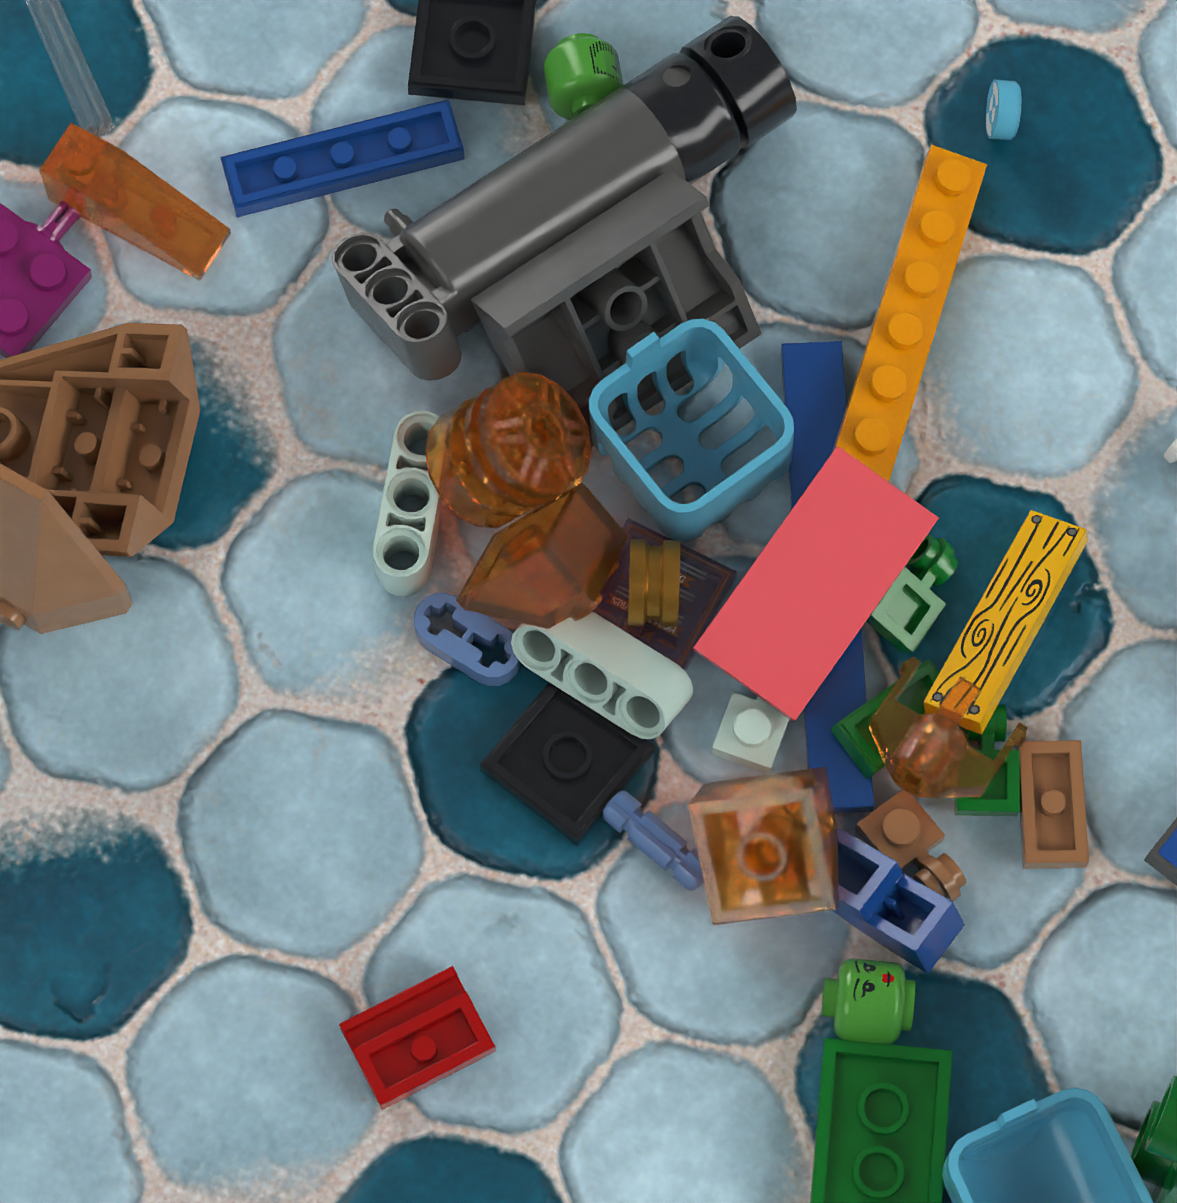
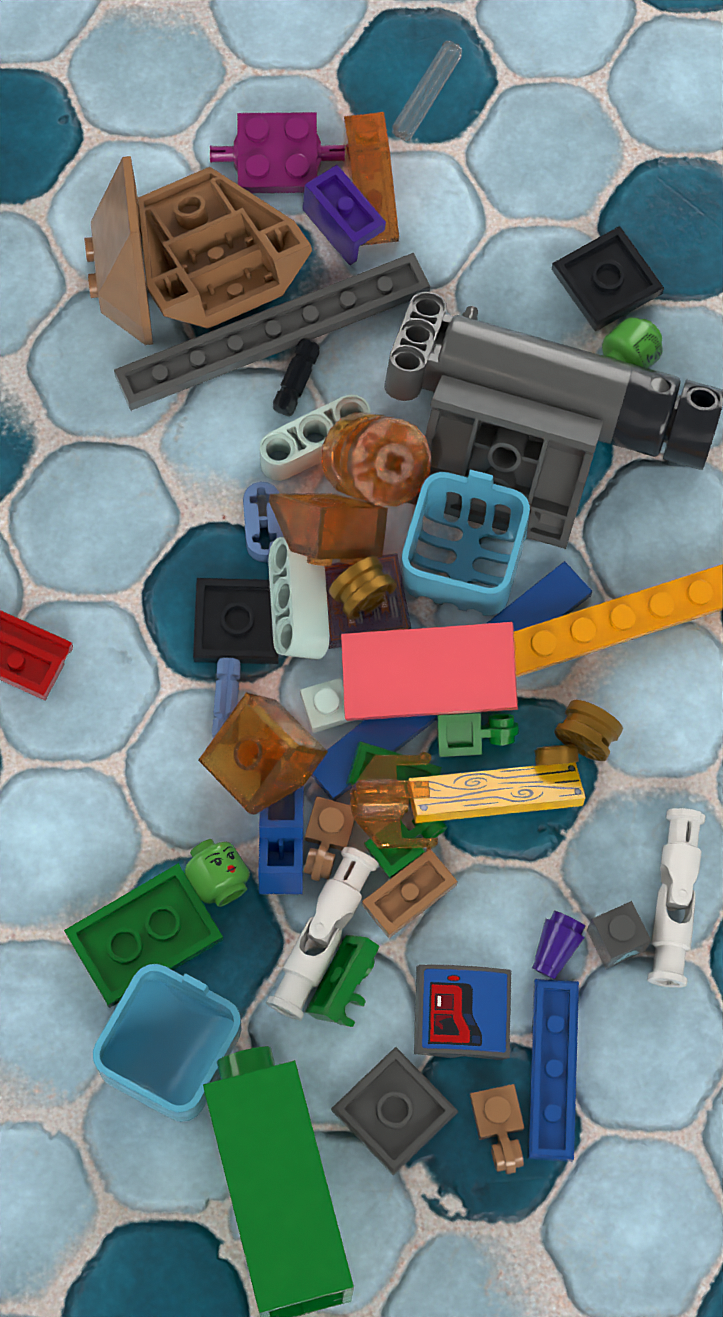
camera: 50 degrees right, 0 degrees up
(154, 266) = (341, 212): none -> dark purple panel
(234, 458) = (271, 331): none -> dark grey plate
(314, 470) = (296, 377): none -> black axle
(342, 158) = (487, 263): blue tile -> none
(1006, 896) = (333, 911): none -> white piece
(1010, 466) = (589, 729): none -> pearl gold wheel
(1010, 523) = (556, 754): none -> pearl gold tile
(1102, 952) = (348, 968): none -> green plate

